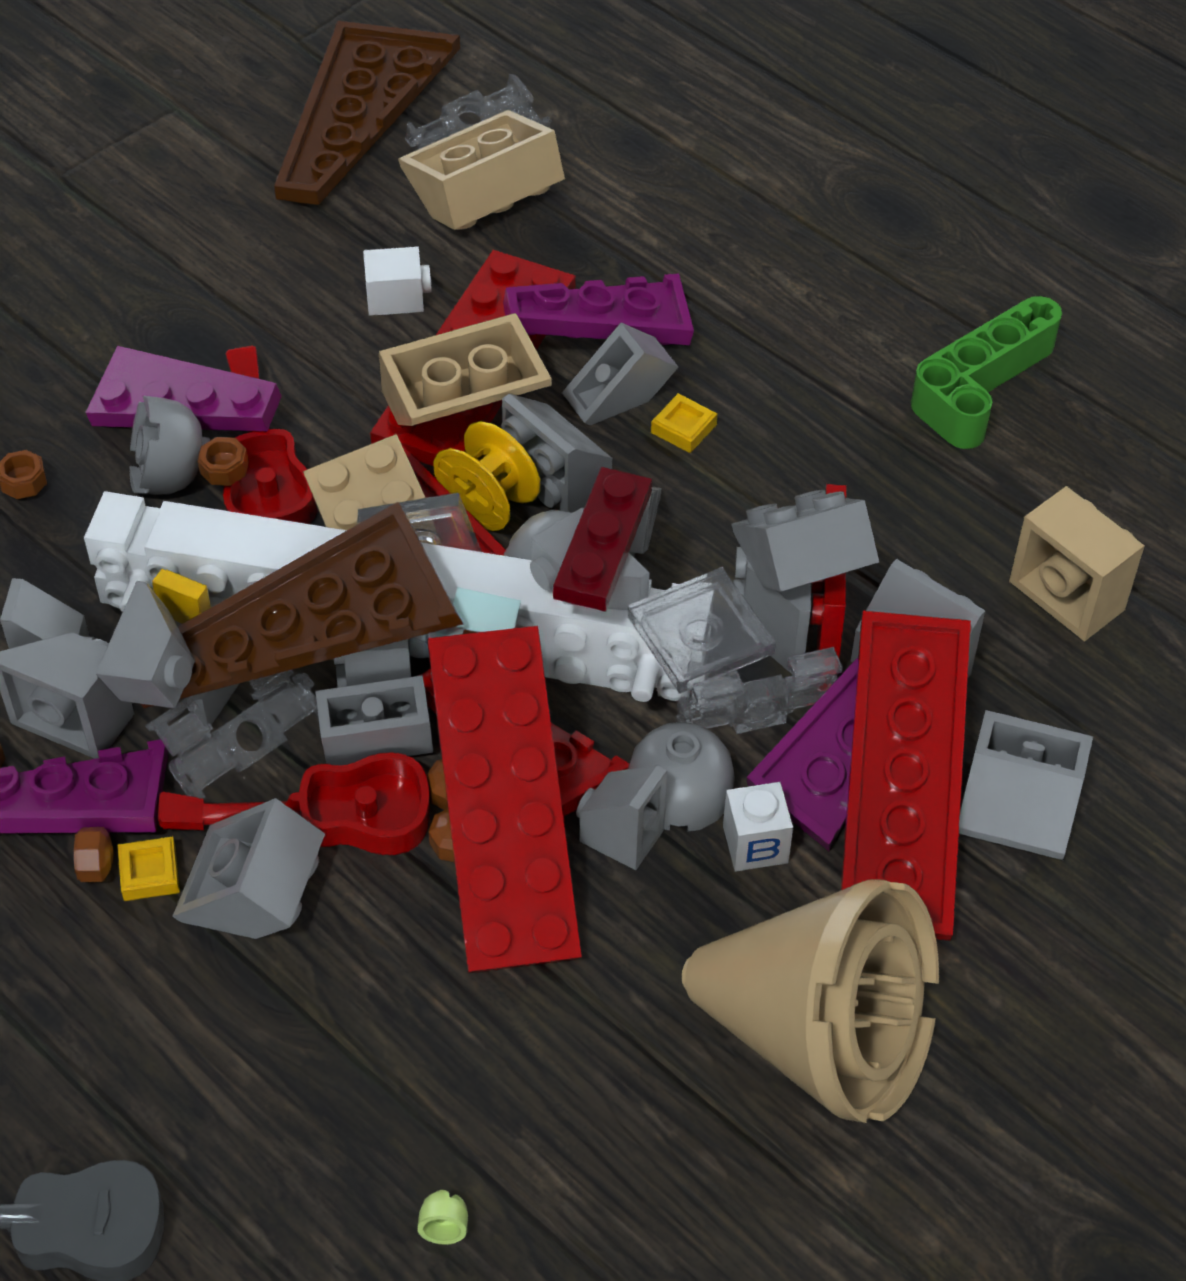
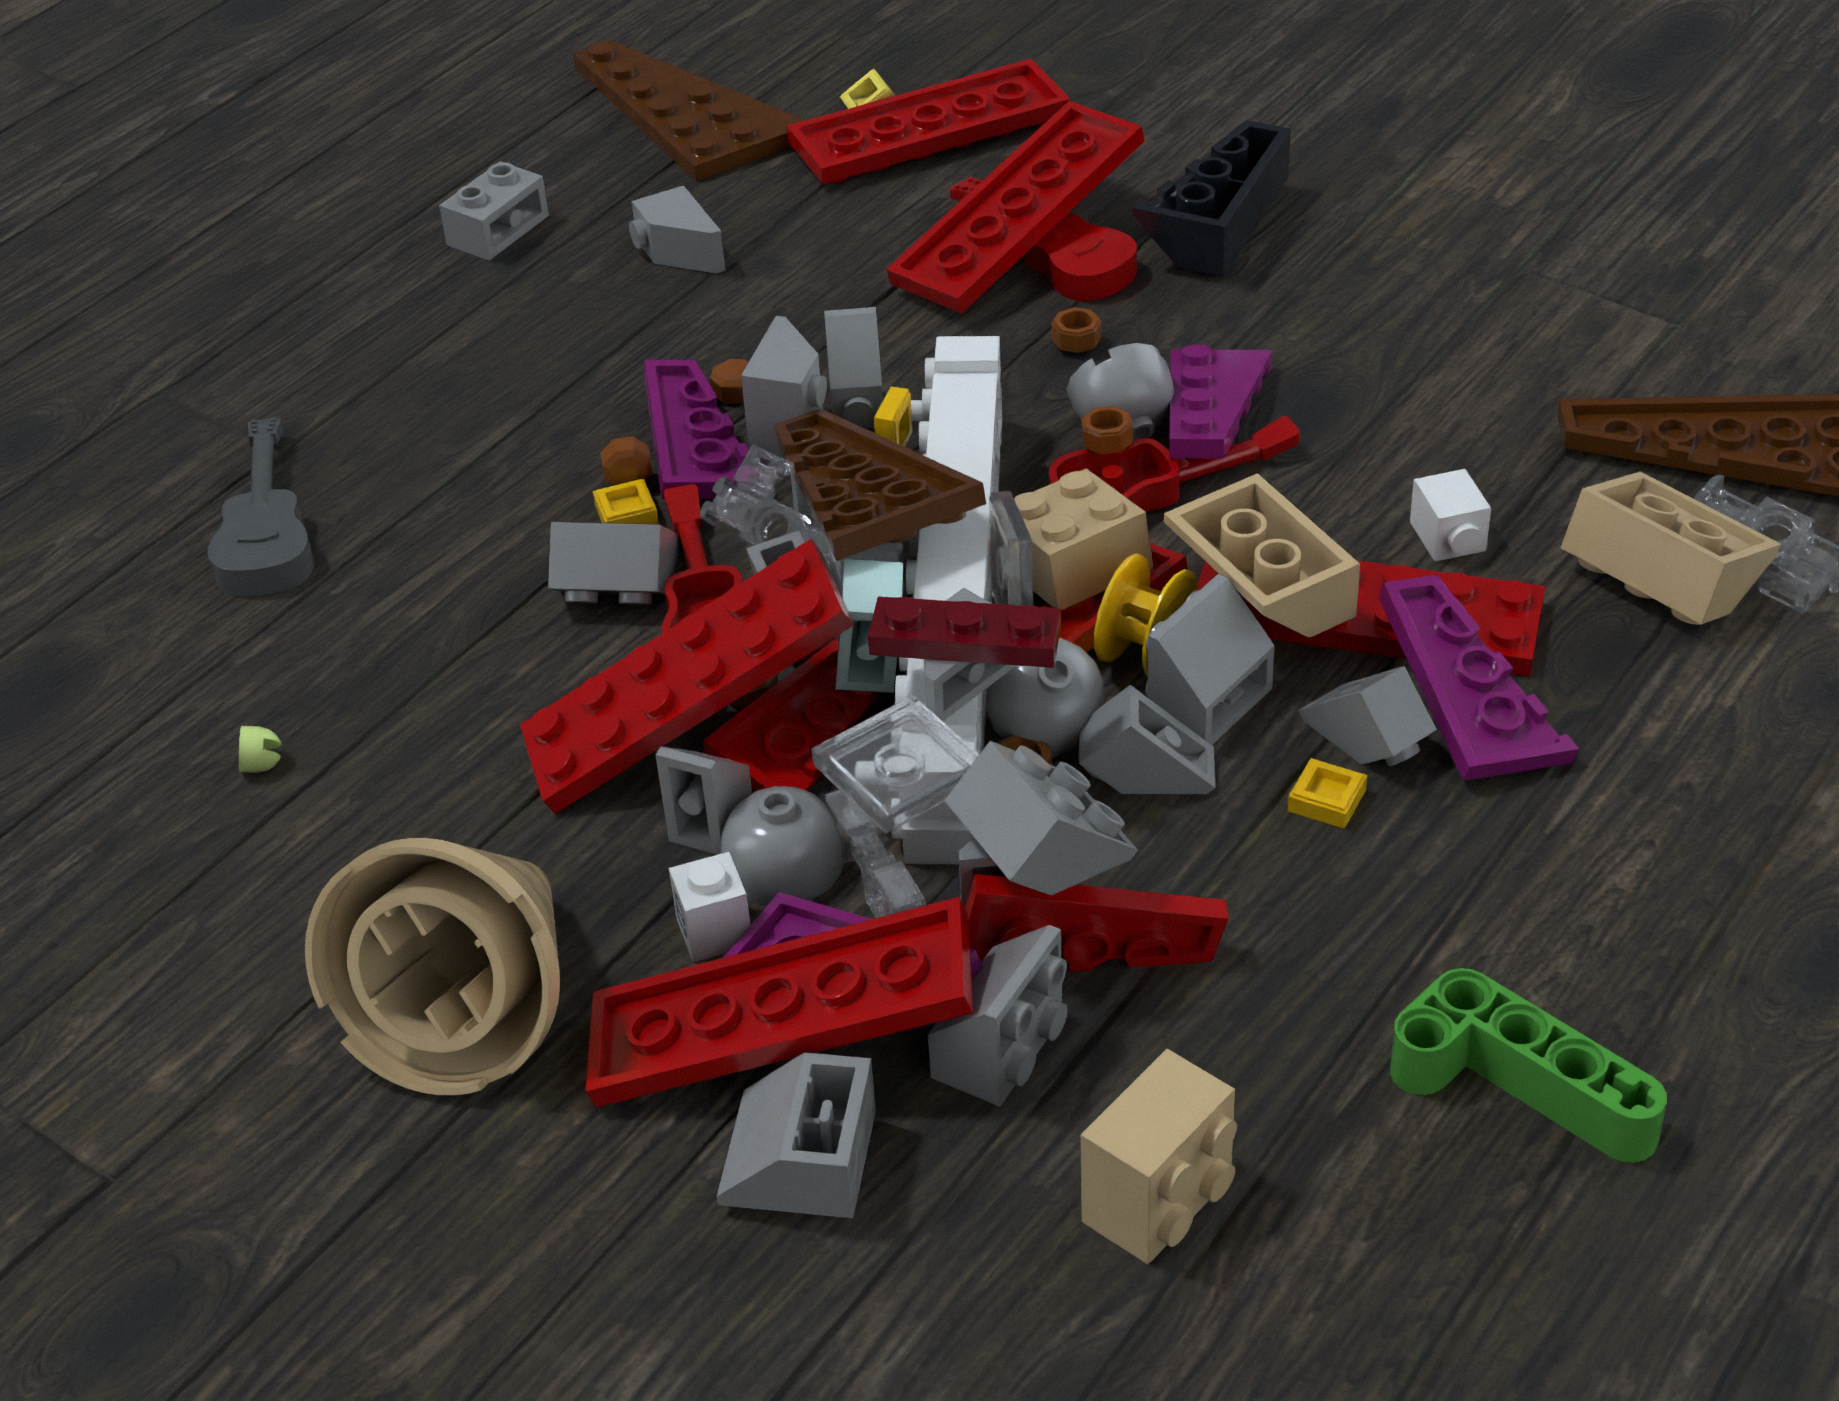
camera: 85 degrees right, 10 degrees down
(147, 653) = (808, 400): light grey slope -> none

